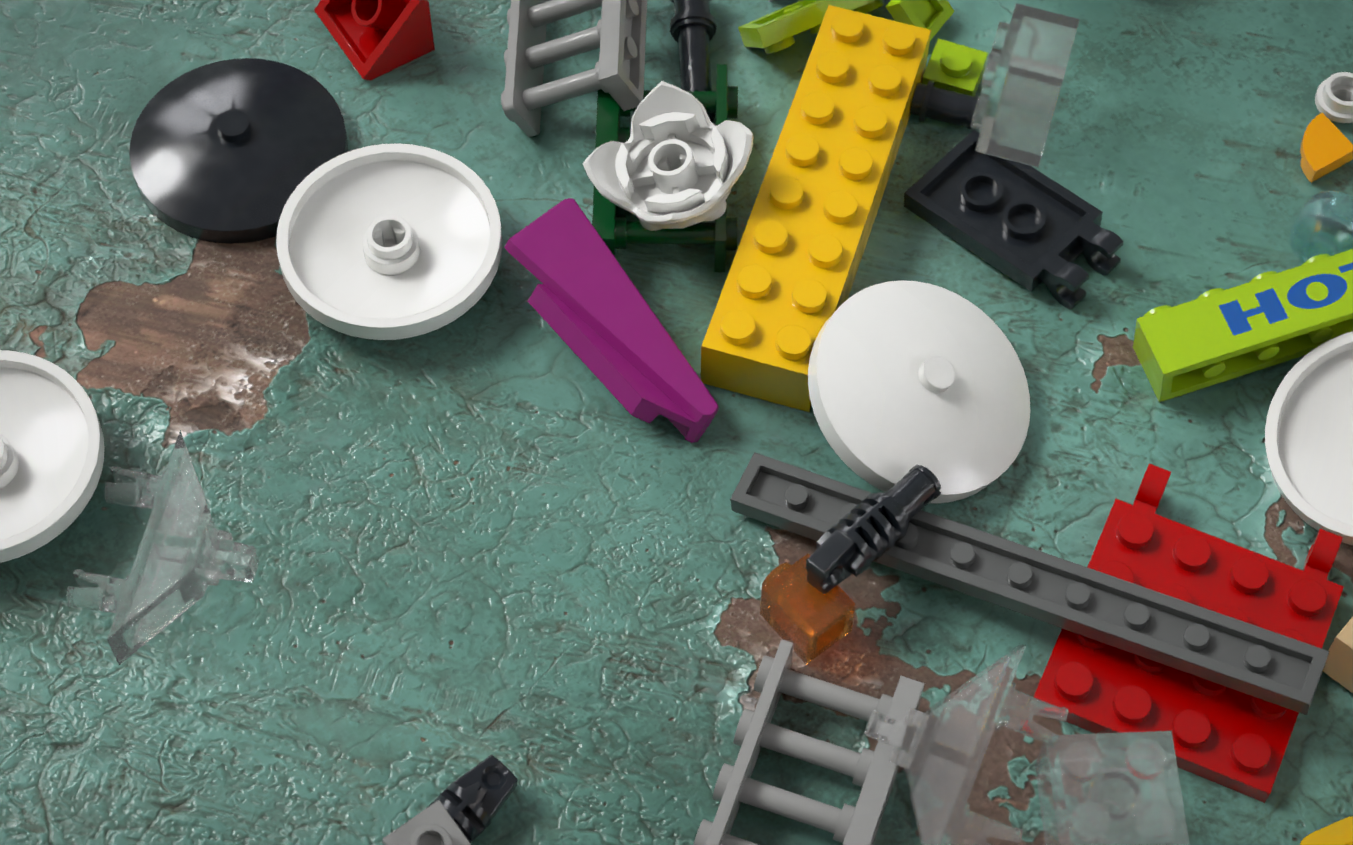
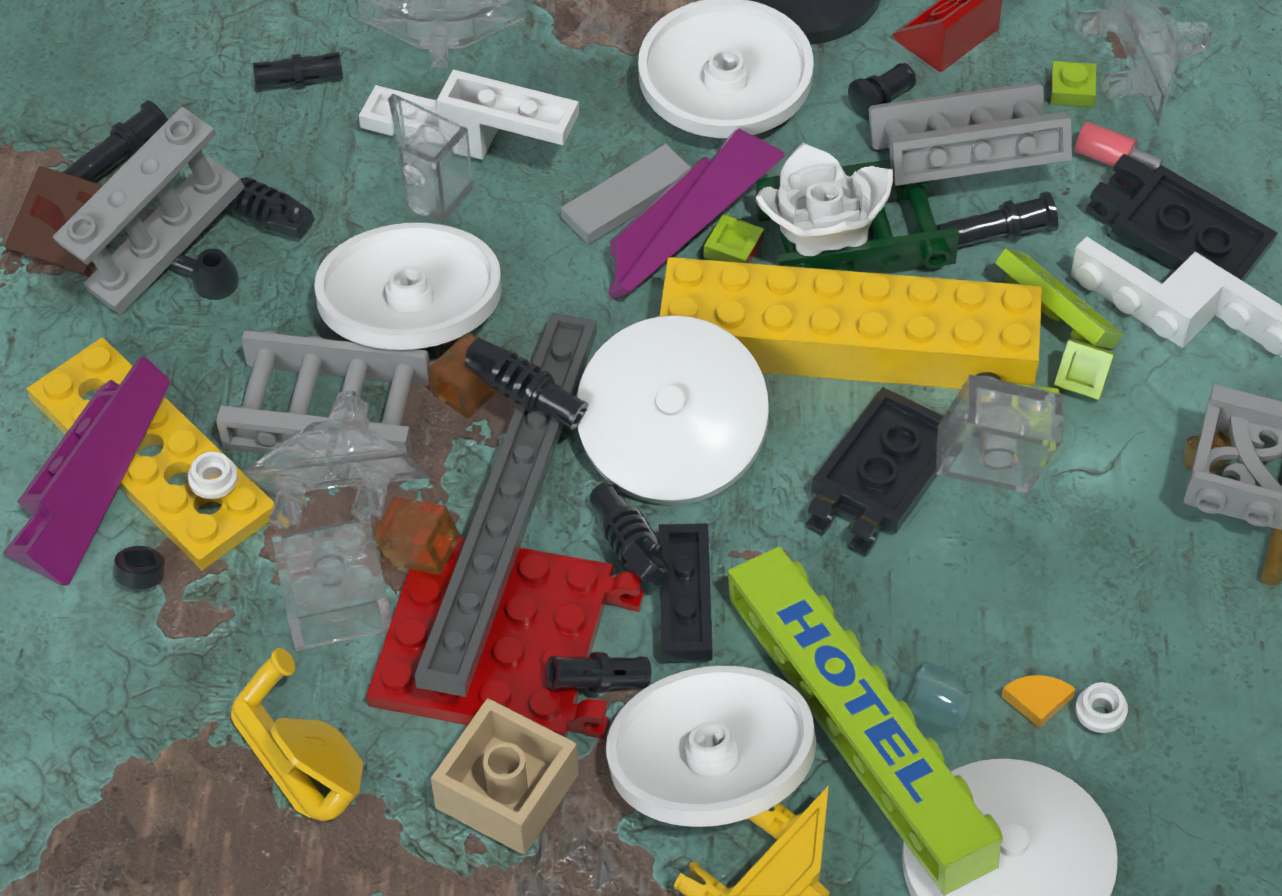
camera: 80 degrees right, 5 degrees down
(207, 749) = (298, 71): none -> black pin
(389, 534) = (483, 108): none -> white bracket
(453, 594) = (430, 159): none -> clear slope
(465, 107) = (880, 89): none -> black pin
(543, 394) = (623, 194): none -> light grey tile
(661, 650) = (408, 286): none -> white dish
(665, 289) = (733, 241): none -> lime plate
(1079, 681) = (416, 535): none -> clear orange brick
(1086, 469) = (630, 535): none -> black hinge
(1160, 434) = (686, 593): none -> black plate
(1275, 534) = (570, 672): none -> black pin

